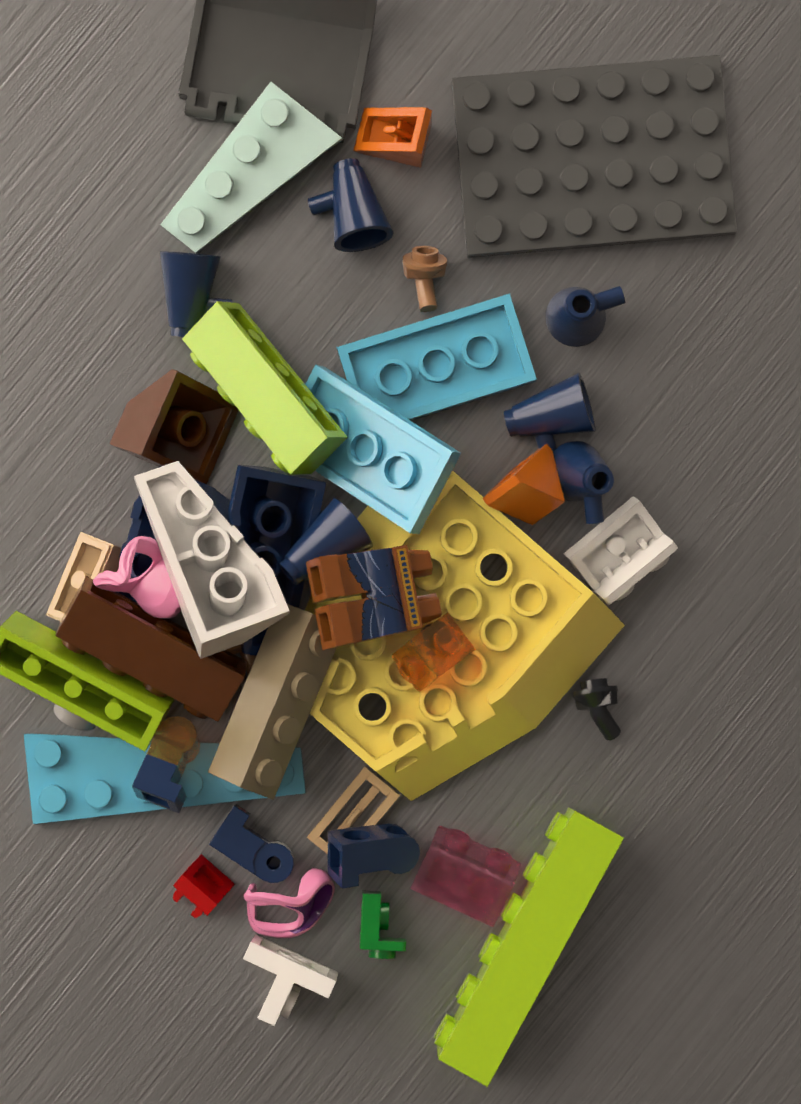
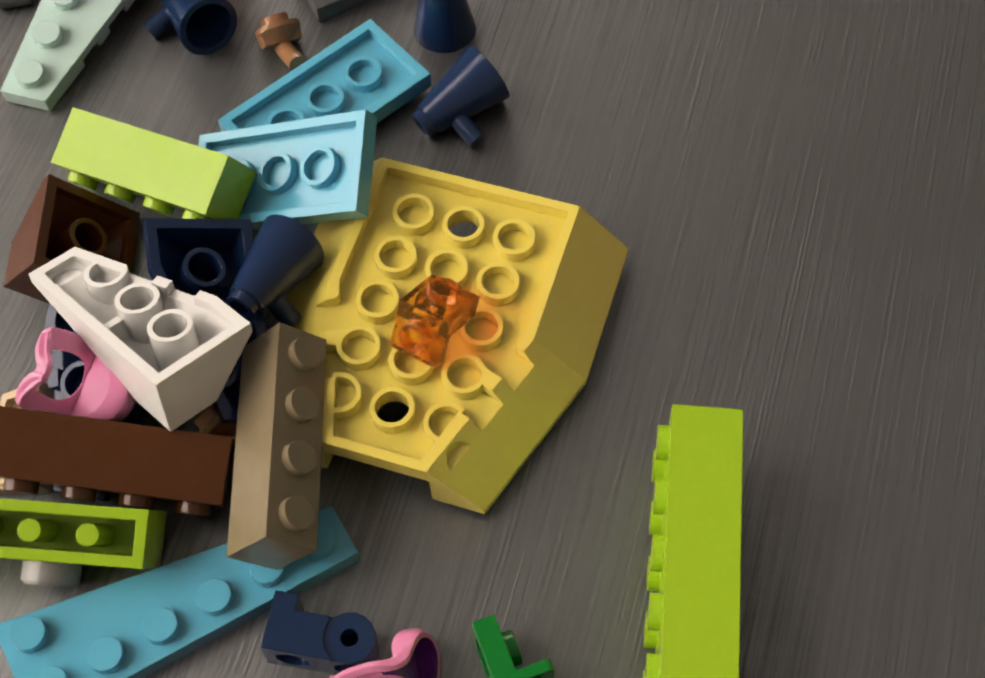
camera: 20 degrees left, 25 degrees down
(165, 761) = (171, 576): leg -> none
(188, 287) = (40, 115): dark blue piece -> none
(369, 850) = (473, 569): dark blue leg -> none
(378, 785) = (412, 604): tan tile -> none
(386, 590) = (336, 279): hips -> none
(466, 875) = (586, 564): clear pink bracket -> none
(529, 488) = (464, 150): orange slope -> none
(576, 466) = (515, 131): dark blue piece -> none
(595, 697) = (633, 322): black plate -> none
(620, 552) = (593, 175): white bracket -> none

